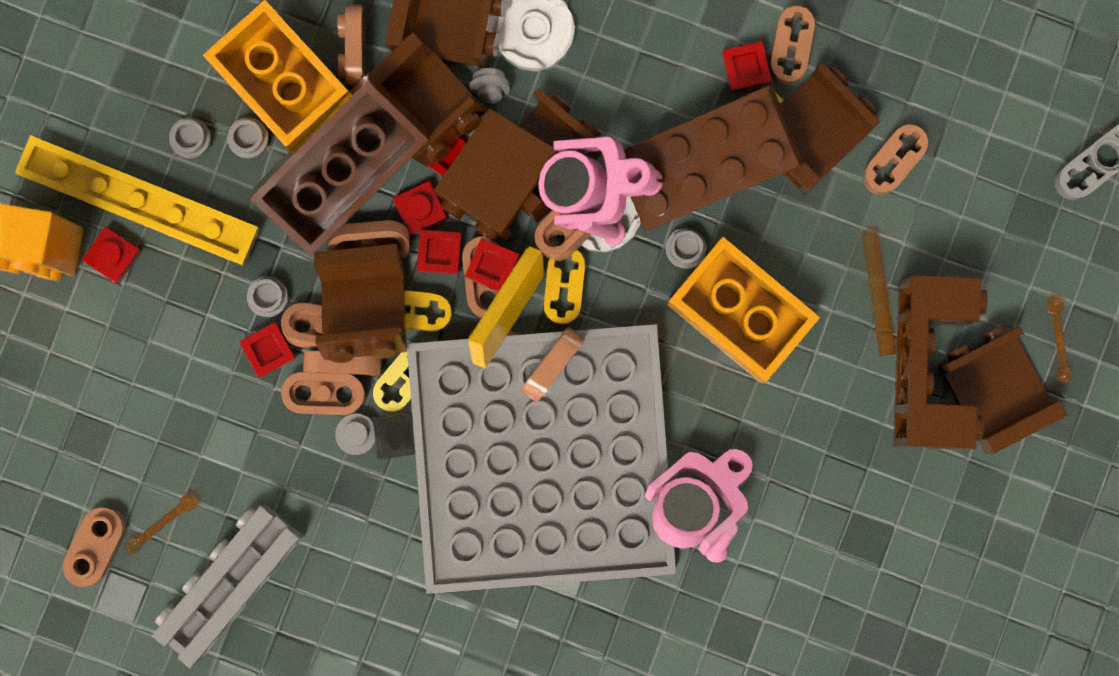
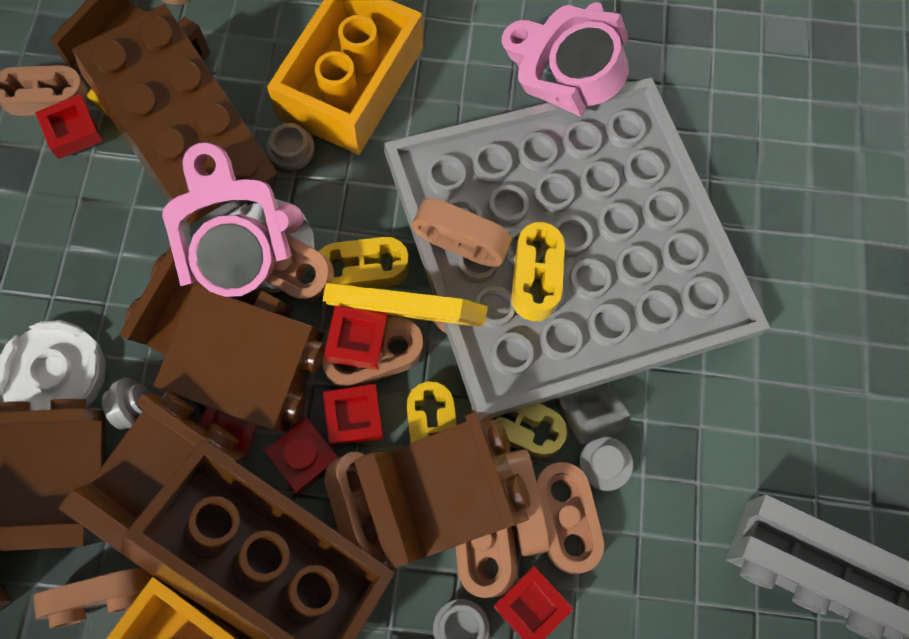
camera: 110 degrees left, 15 degrees down
(507, 428) = (548, 272): none -> yellow beam

